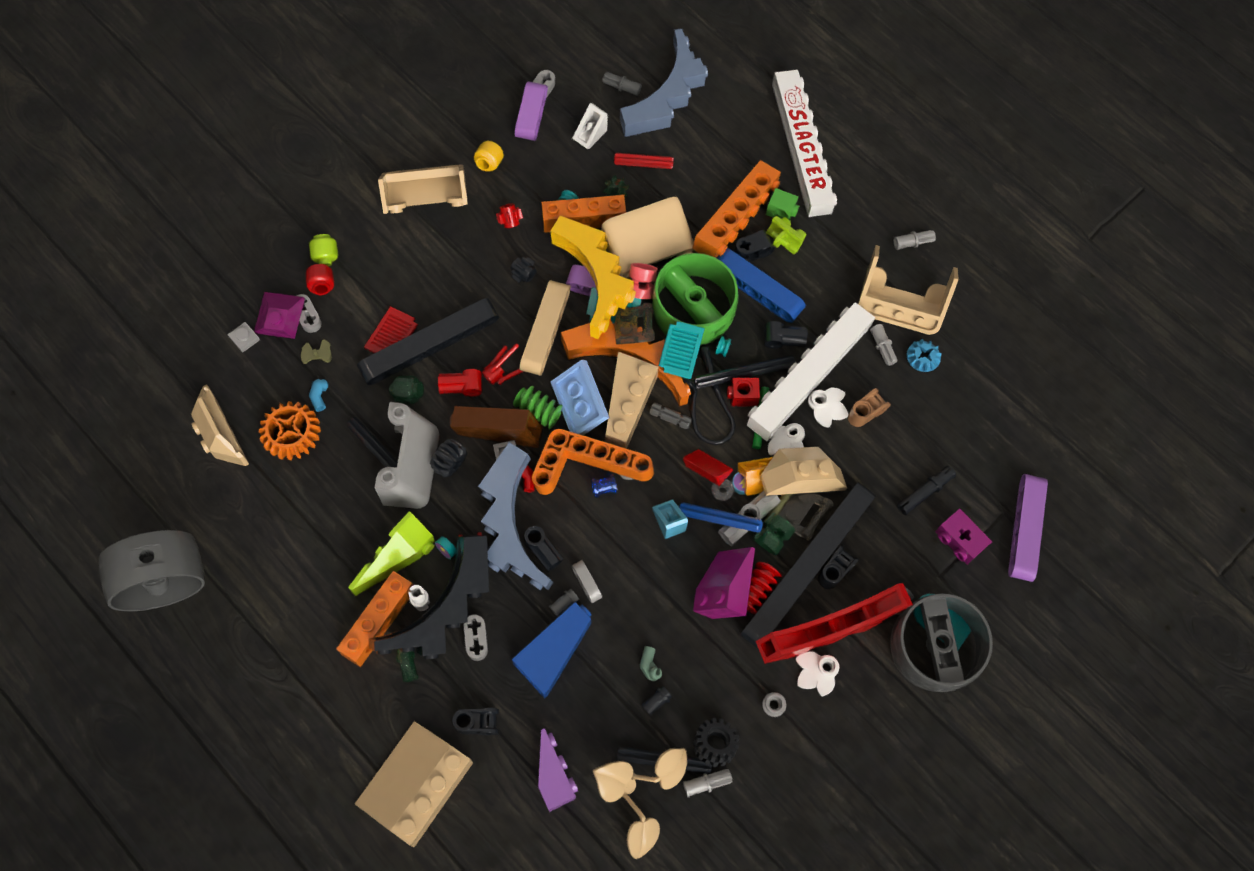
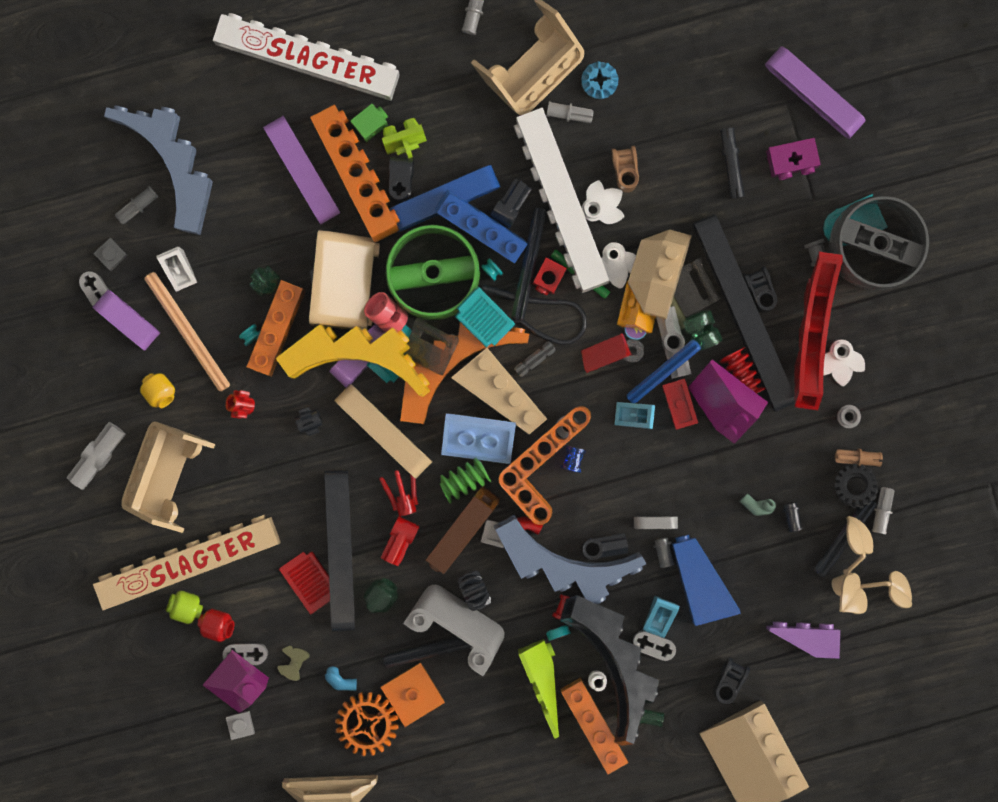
camera: 60 degrees left, 20 degrees up
(333, 457) = (412, 694): none -> orange plate
(362, 237) = (187, 563): none -> tan brick
(414, 138) = (96, 456): none -> light grey piece
(505, 628) = (660, 616): none -> medium azure slope
(545, 158) = (187, 331): none -> light nougat axle
(575, 84) = (110, 254): none -> dark grey plate
(643, 160) = (242, 232): red axle -> none
(700, 550) = (680, 404): none -> red plate
(716, 177) = (301, 170): none -> medium lavender beam
(745, 737) = (858, 457): none -> medium nougat axle
(753, 316) = (480, 226): none -> blue brick

